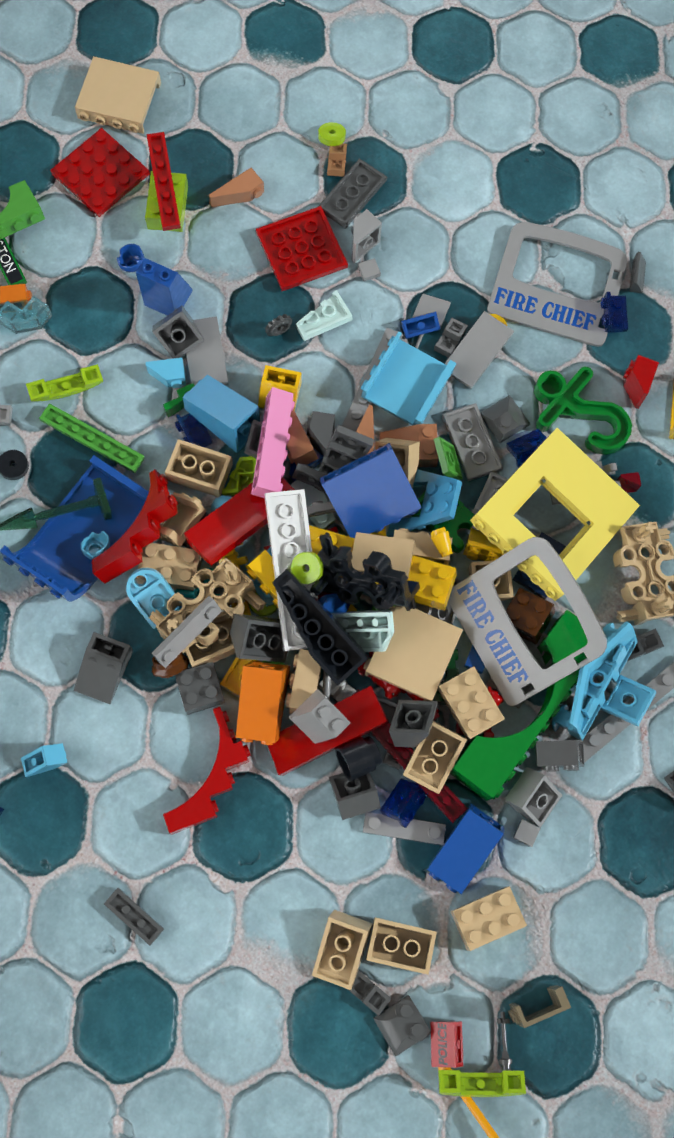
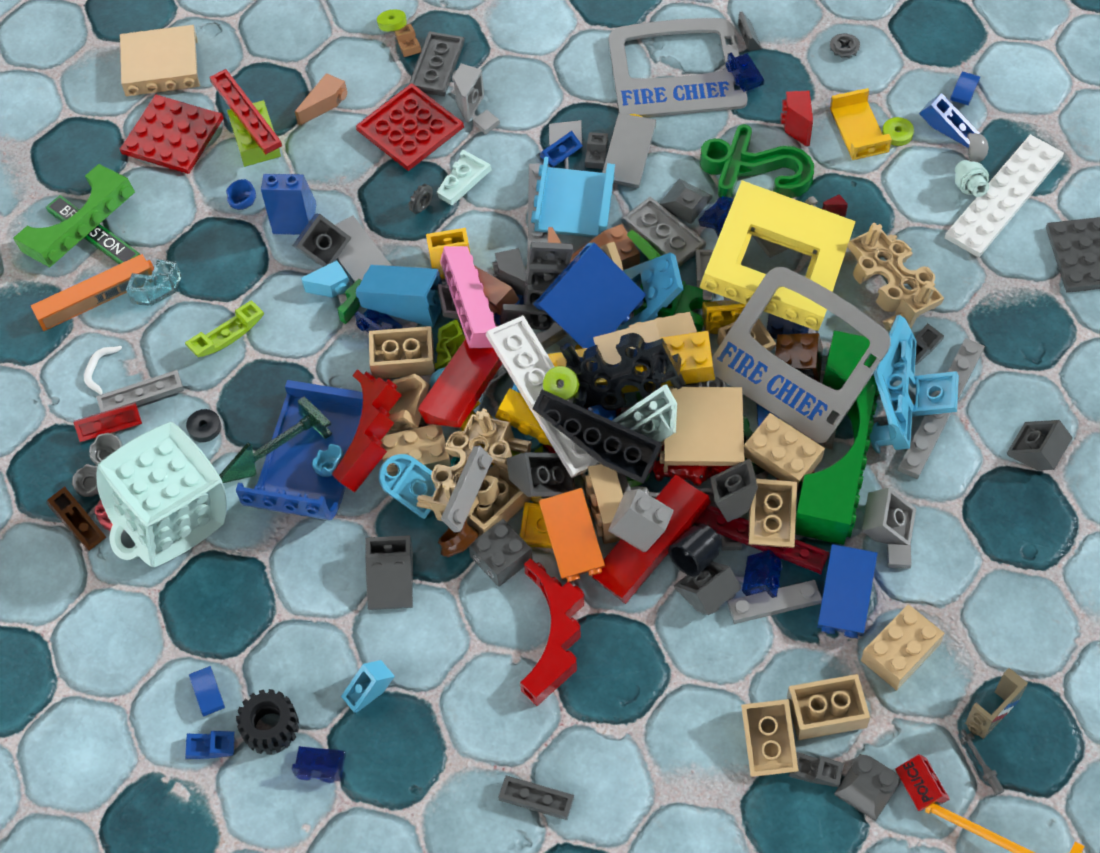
camera: 15 degrees left, 15 degrees down
(92, 438) = (276, 369): bright green plate -> none
(442, 541) = (680, 314): yellow cone -> none
(481, 1084) = (978, 804): lime slope -> none
(560, 754) = (895, 464): dark grey piece -> none

